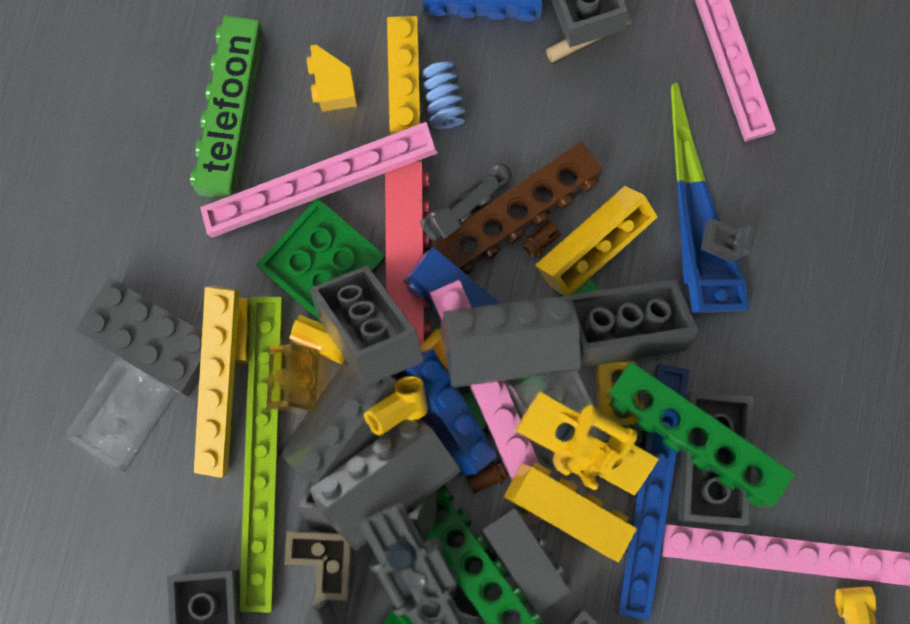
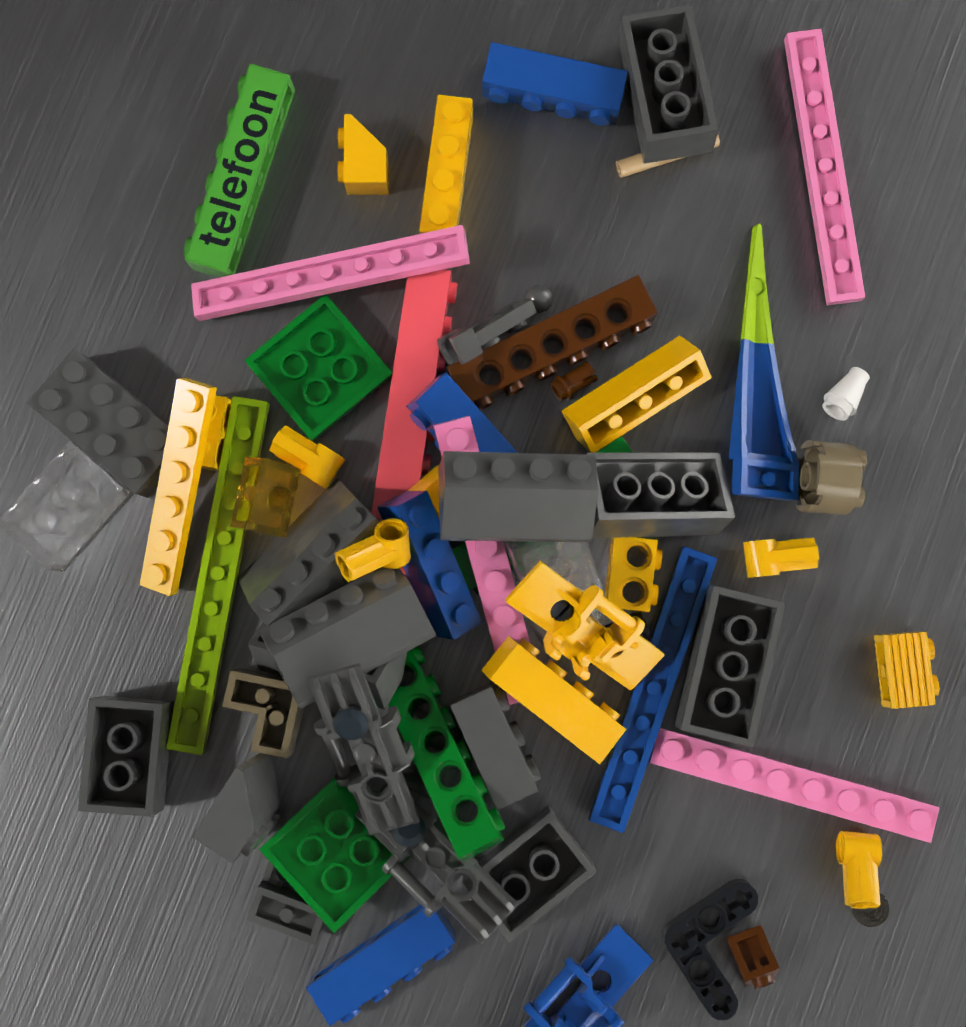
camera: 10 degrees right, 5 degrees up
(366, 326) = (355, 452): dark grey brick -> none
(440, 95) = (485, 195): light blue piece -> none
(487, 477) = (468, 643): reddish brown pin -> none
(726, 240) = (785, 417): flat silver bracket -> none
(735, 361) = (772, 556): none -> yellow piece
(772, 476) = (790, 697): green brick -> none
(773, 285) = (831, 477): none -> dark tan brick
(774, 214) = (845, 396): none -> white cone
(867, 439) = (906, 669): none -> yellow brick

